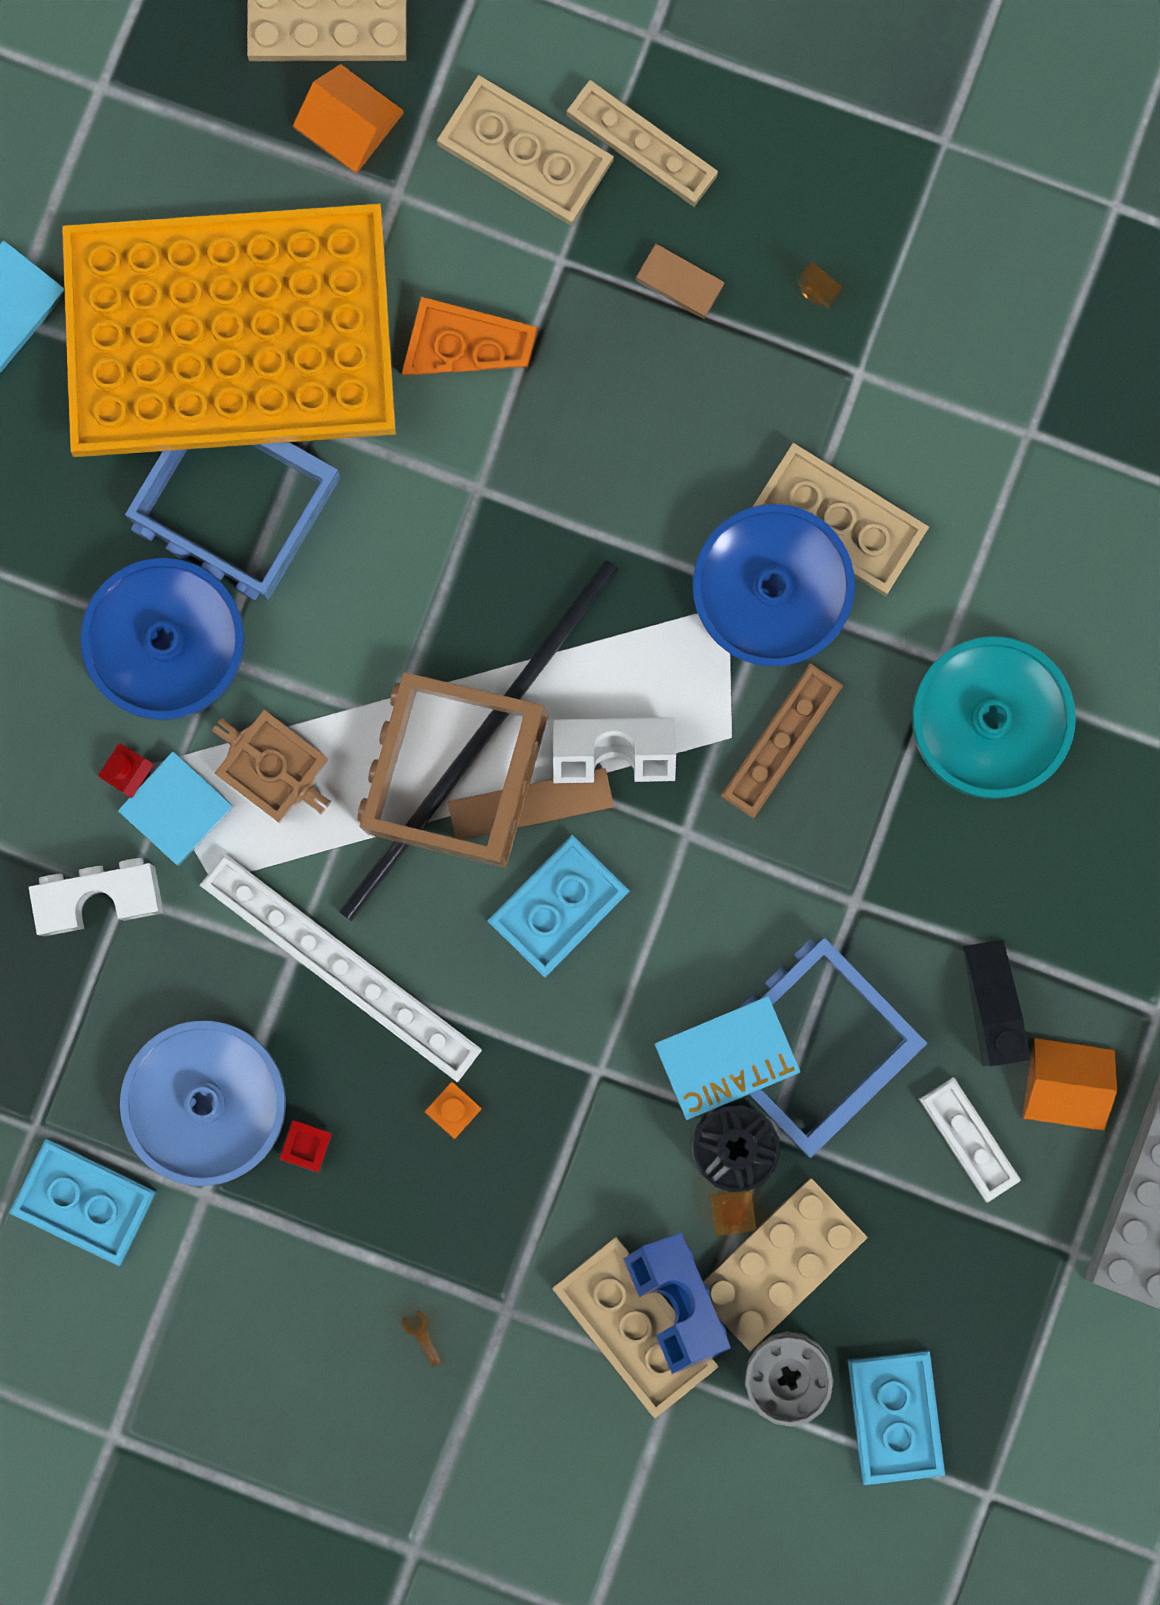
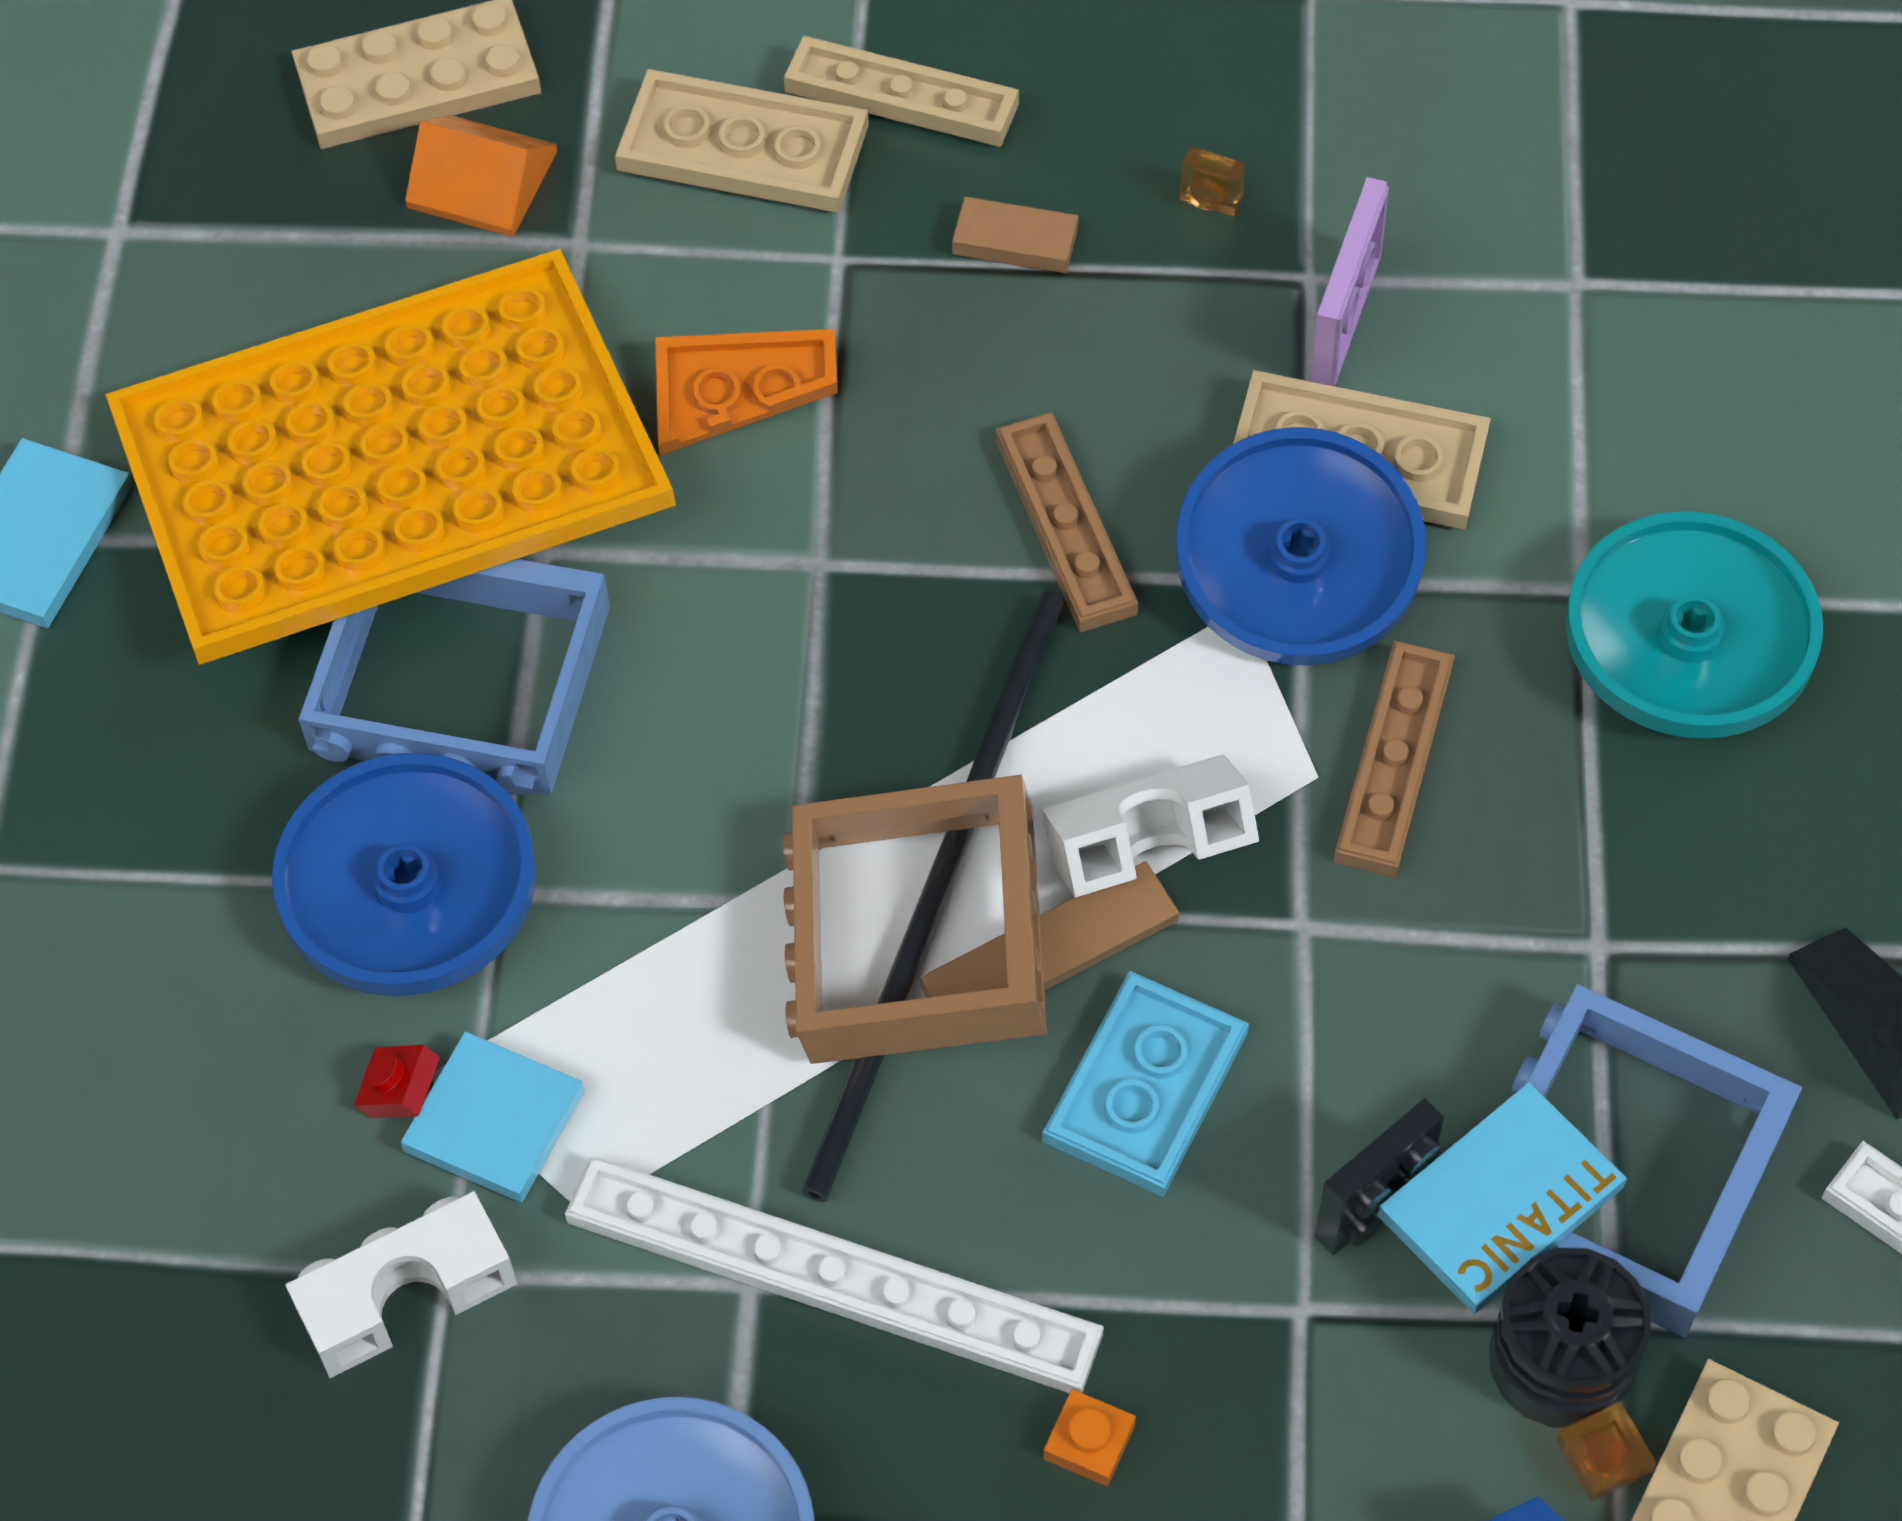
camera: 10 degrees left, 25 degrees down
(271, 766) = (628, 1008): medium nougat plate -> none
(640, 509) = (1066, 522): none -> medium nougat tile
(680, 1016) = (1358, 1189): none -> black plate
(875, 404) = (1349, 283): none -> lavender tile

